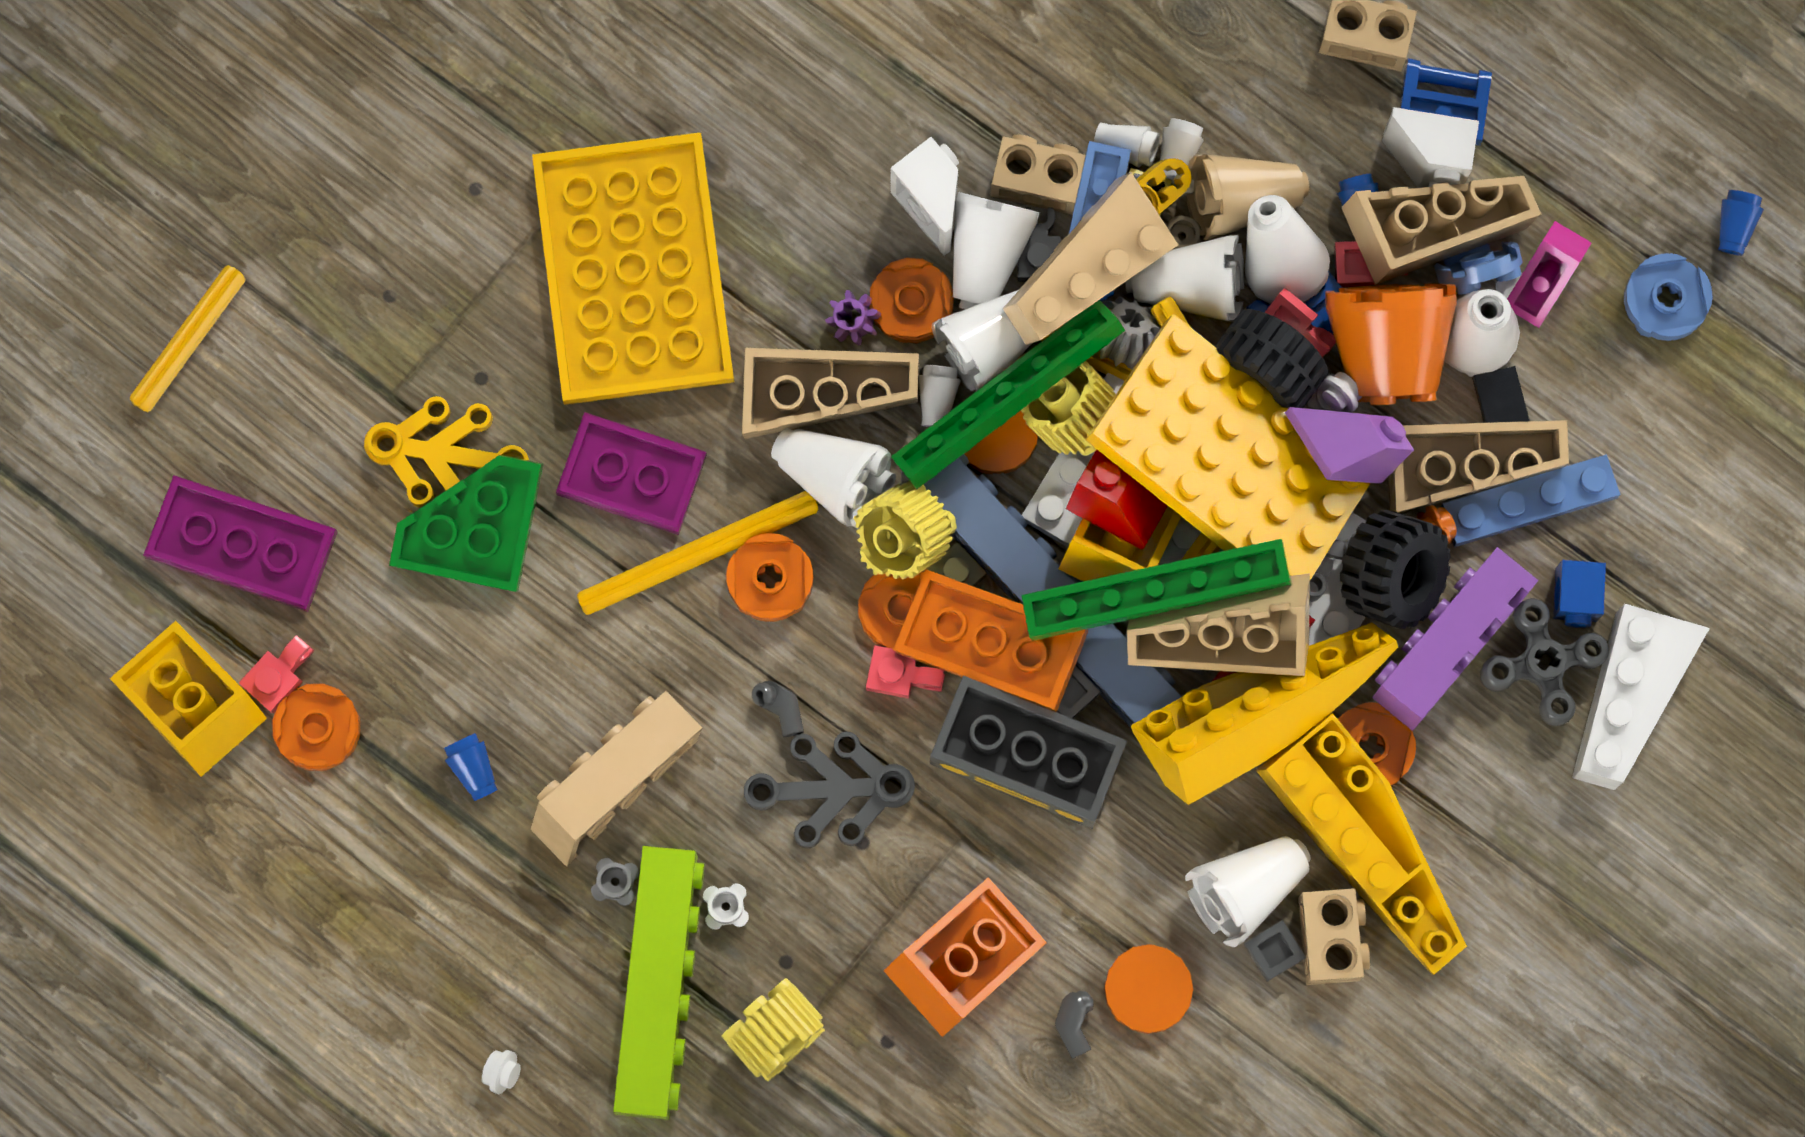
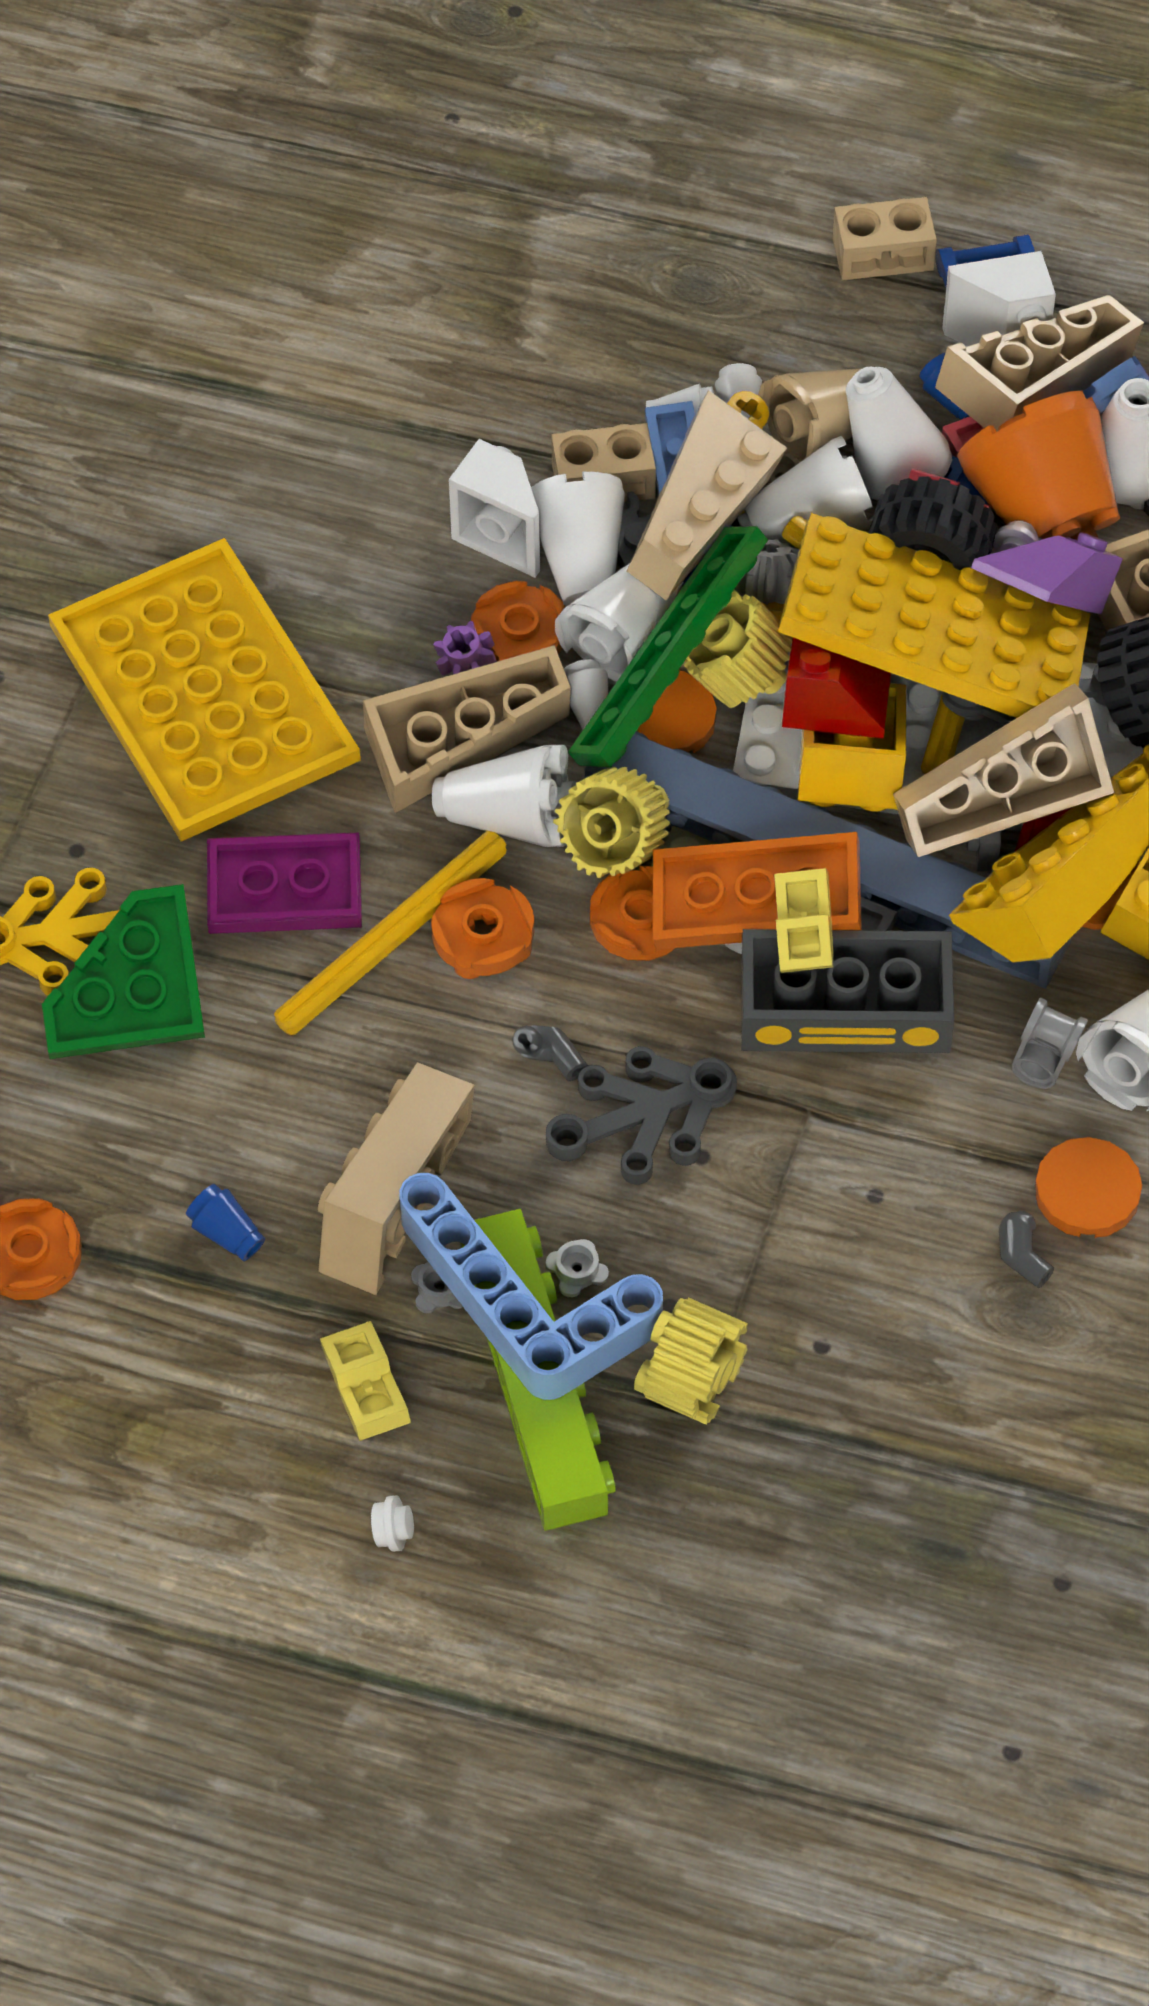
camera: 20 degrees left, 20 degrees down
(528, 940) = (365, 1380): none -> light yellow slope
(651, 936) = (513, 1301): none -> light blue beam
(896, 674) = (664, 974): coral plate -> none
(964, 956) = (868, 1223): orange slope -> none
(1010, 693) = (804, 920): none -> light yellow slope
(1156, 589) = (917, 757): green plate -> none
(1165, 863) = (1046, 1045): none -> light grey piece

